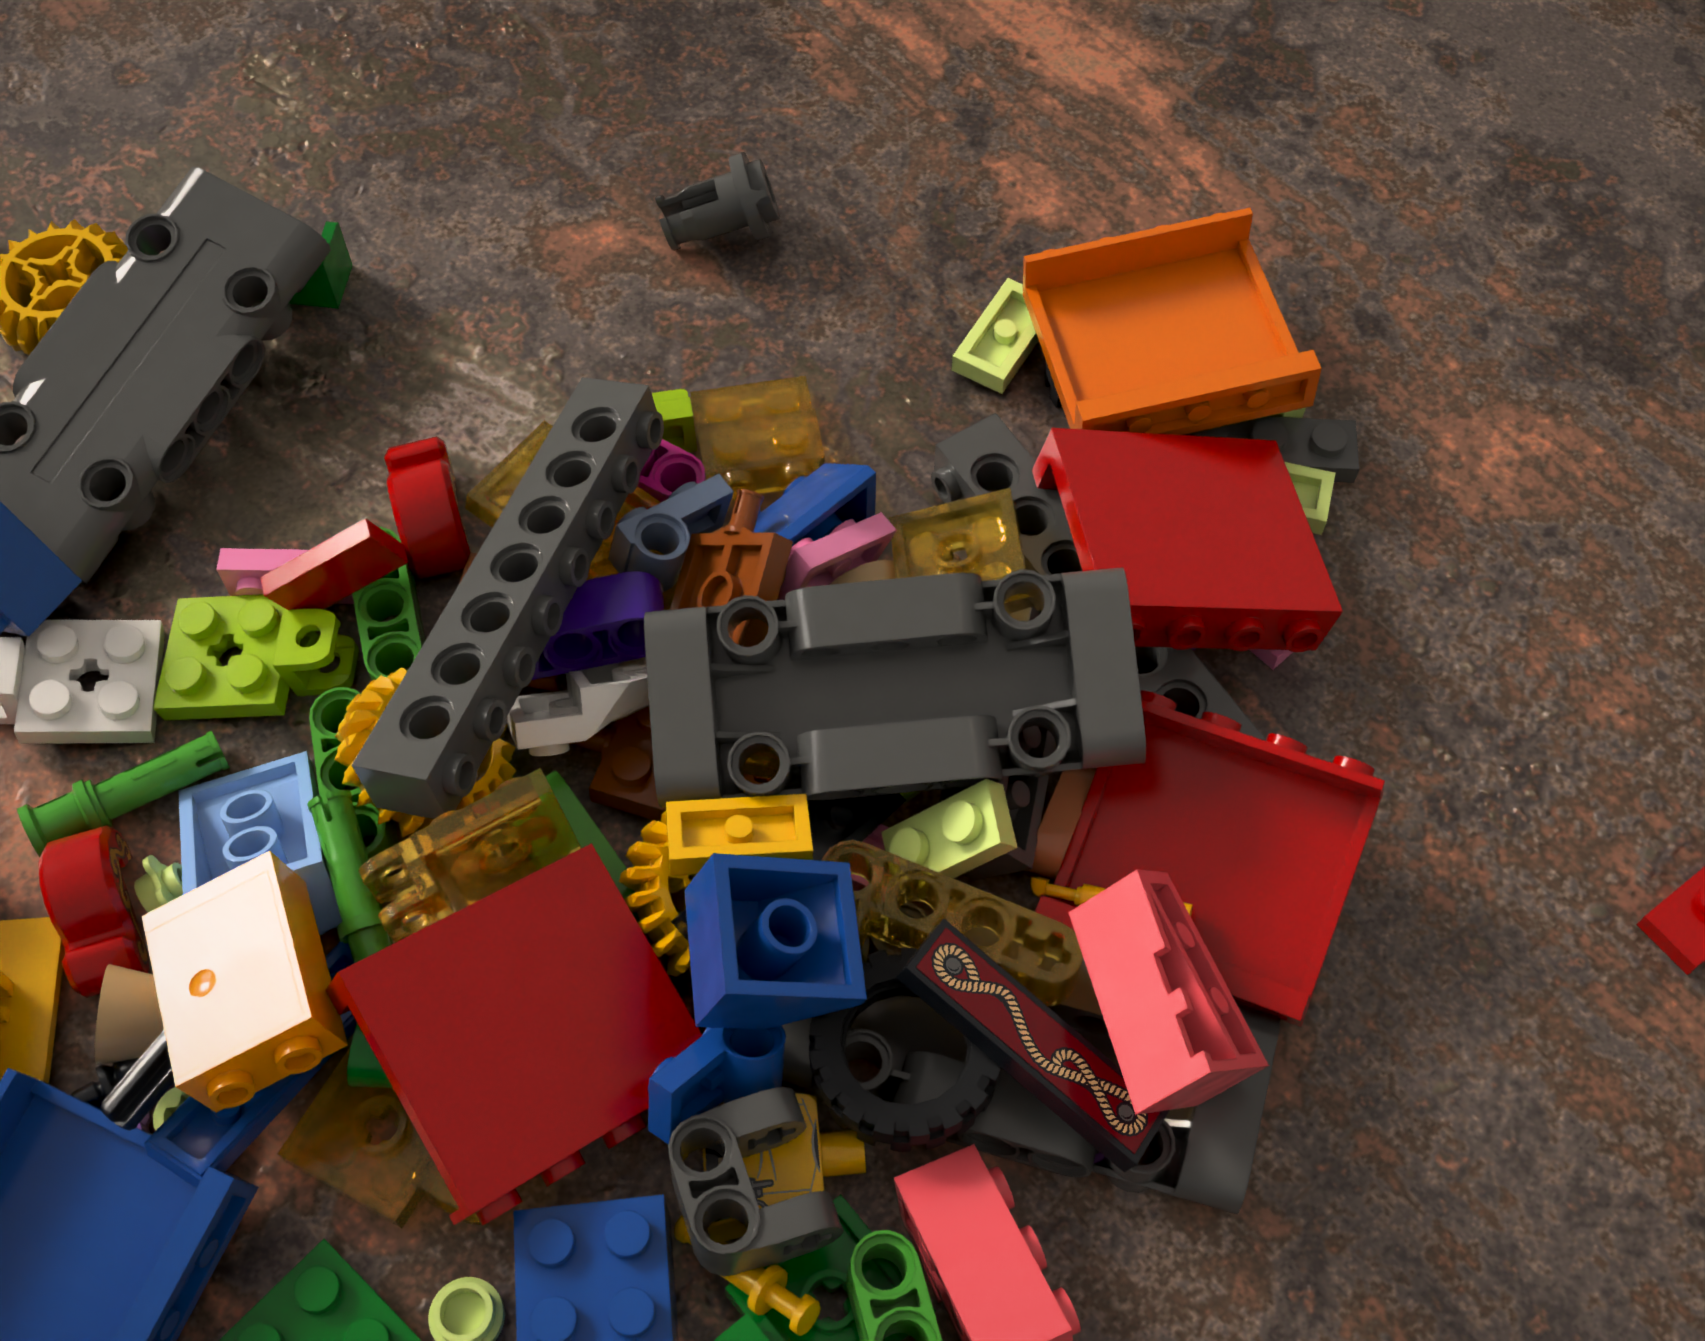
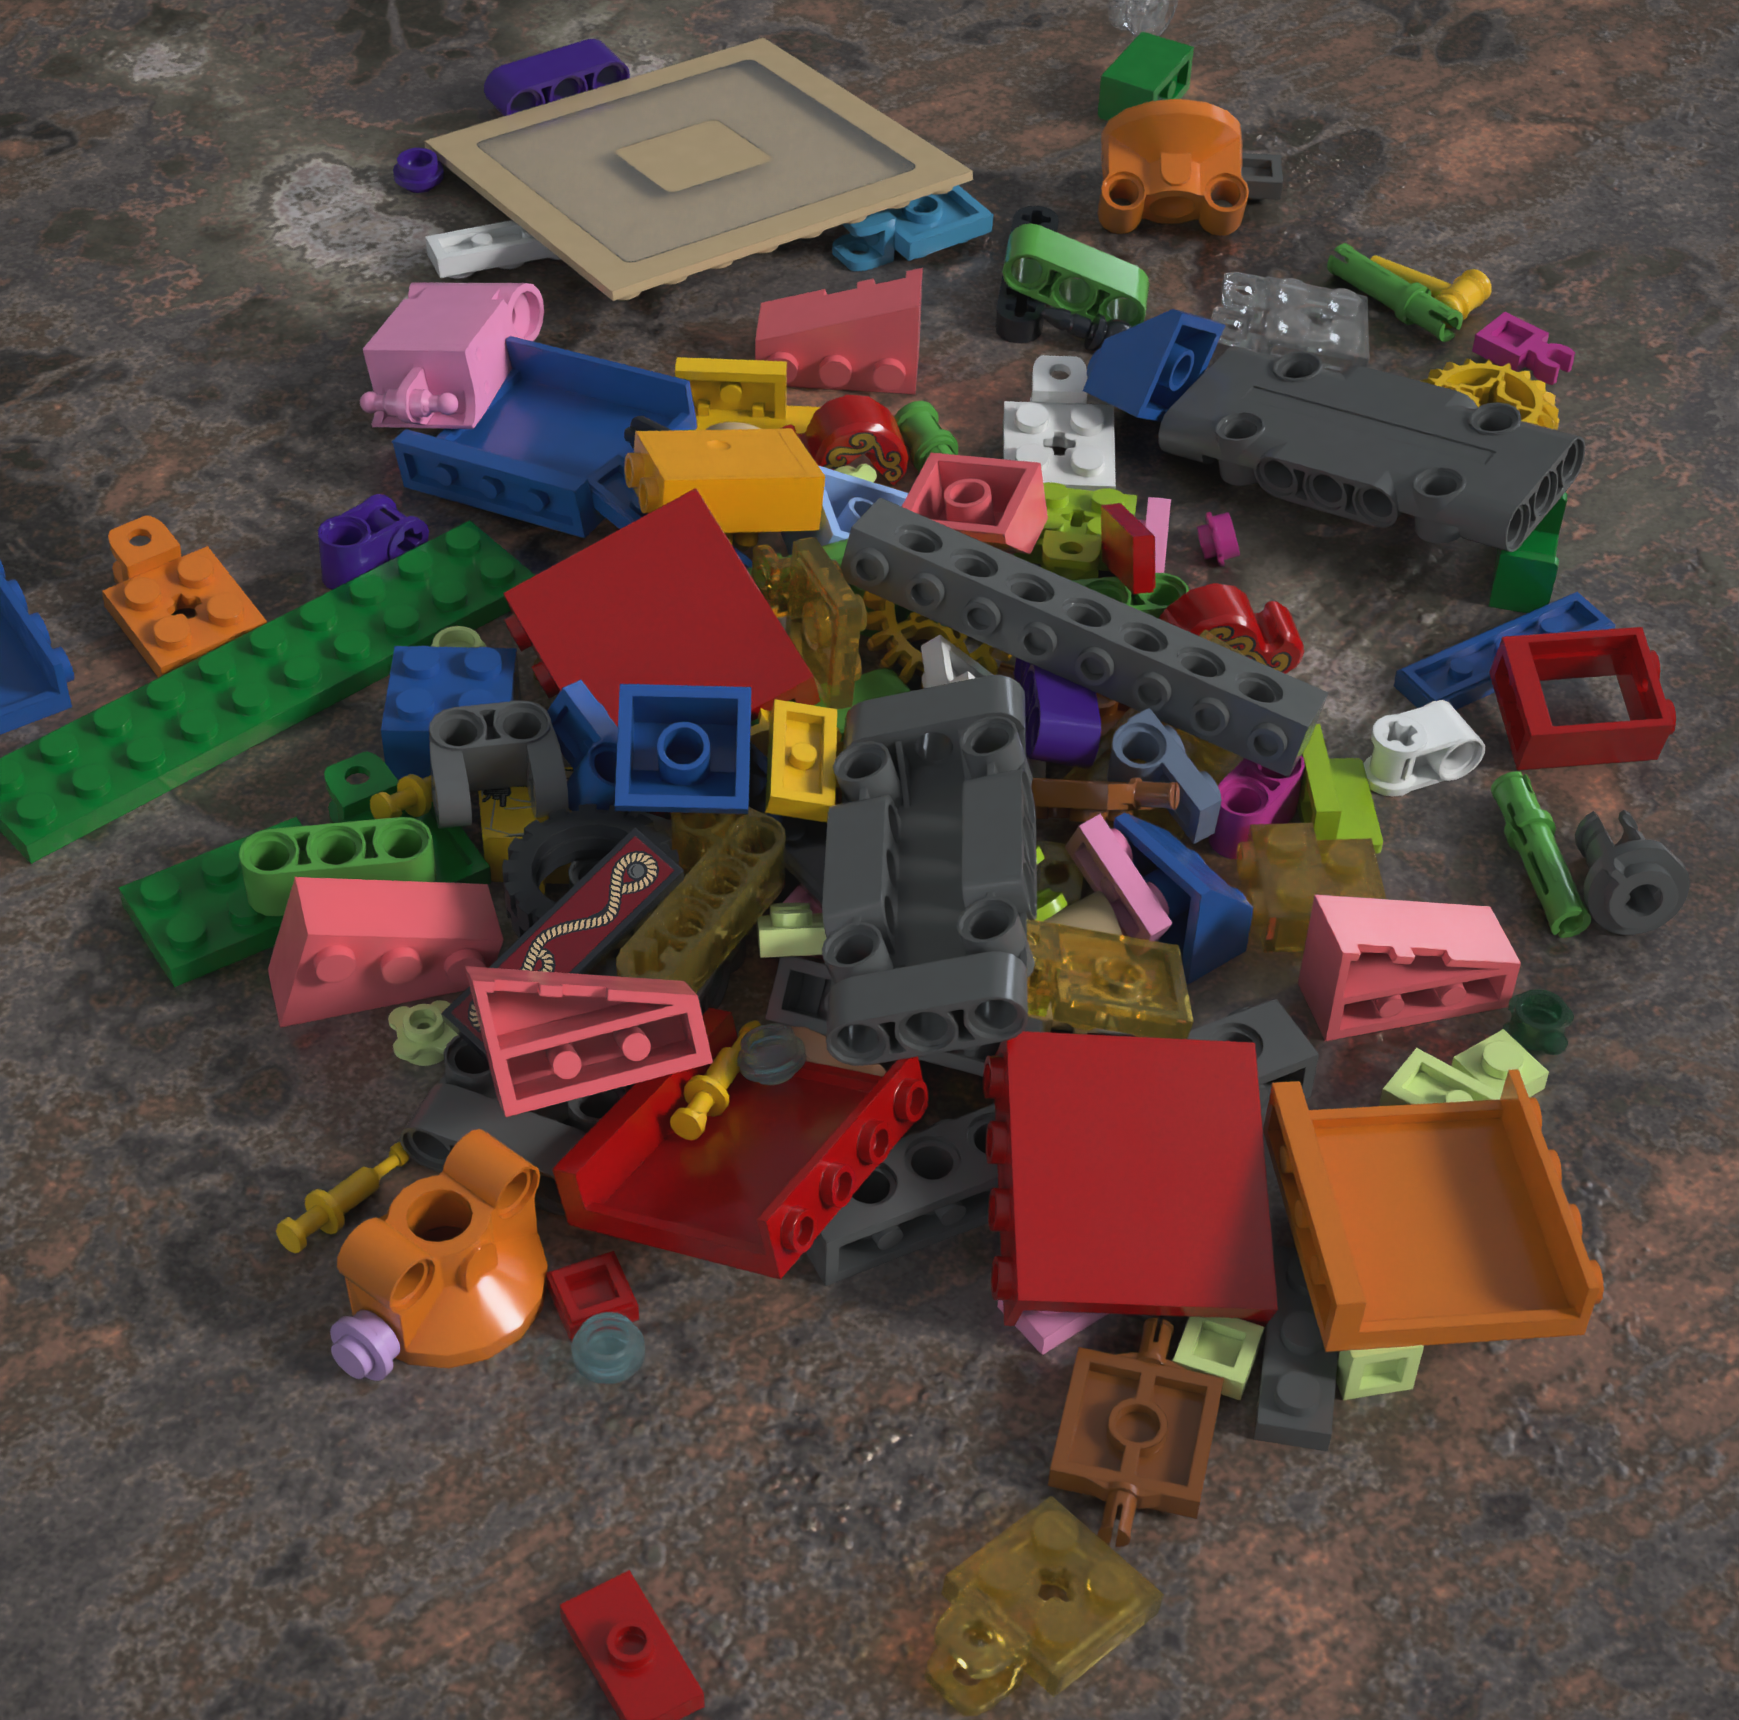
camera: 95 degrees right, 15 degrees down
(251, 521) = (1218, 538): none -> dark pink plate
(273, 719) = (983, 498): none -> coral slope
(422, 295) = (1462, 671): none -> blue tile
(512, 265) = (1581, 654): none -> red window
(564, 346) = (1421, 749): none -> white piece
(690, 271) = (1532, 835): none -> bright green pin
(863, 364) = (1402, 963): none -> coral wedge
(892, 280) = (1539, 1021): none -> clear green plate
(947, 311) = (1496, 1055): none -> yellowish green plate
(1070, 1246) = (421, 1033): none -> yellowish green plate
(1092, 850) = (771, 1054): none -> clear light blue plate
(1313, 1265) = (328, 1208): none -> yellow piece
(1355, 1177) = (454, 1258): none -> orange piece
(1360, 1001) = (591, 1289): none -> red tile
(1397, 550) = (1136, 1432): none -> dark orange plate
(1421, 973) = (608, 1348): none -> clear light blue plate
(1493, 1193) = (364, 1345): none -> lavender plate
(1599, 626) = (1004, 1627): none -> clear yellow plate

